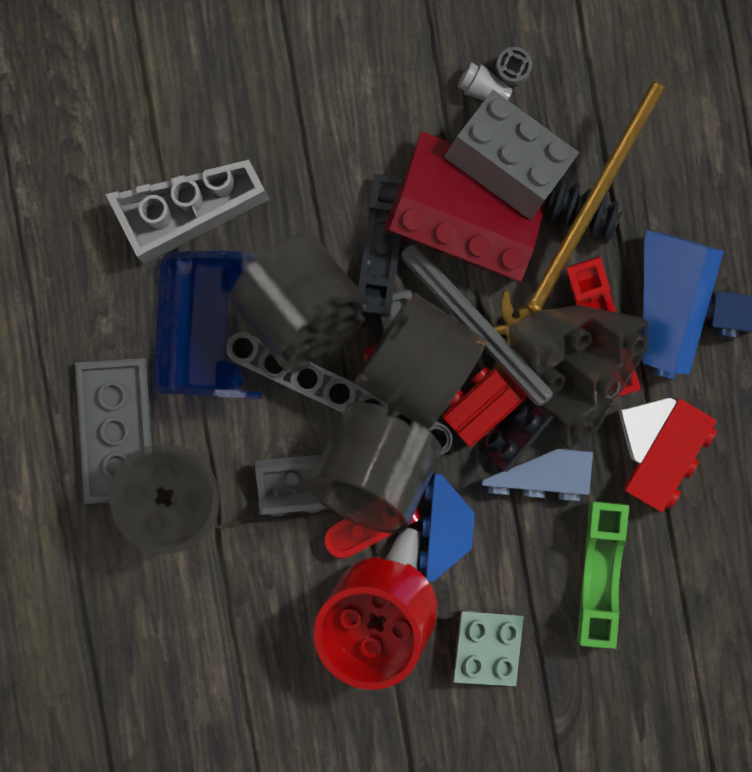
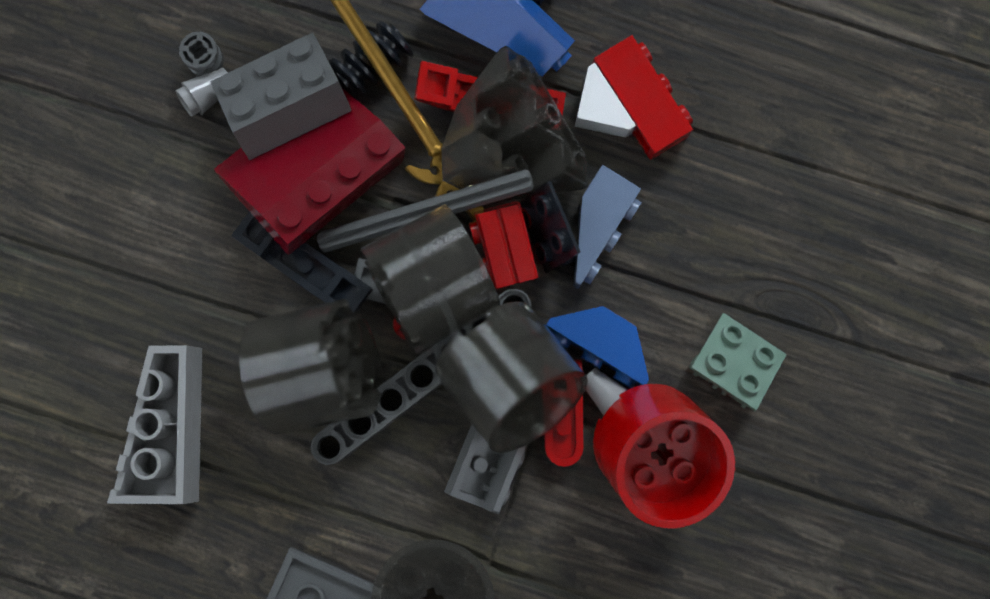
camera: 65 degrees left, 5 degrees down
(195, 322) = (281, 481): clear blue windscreen -> none
(601, 574) = (747, 233): bright green arch -> none

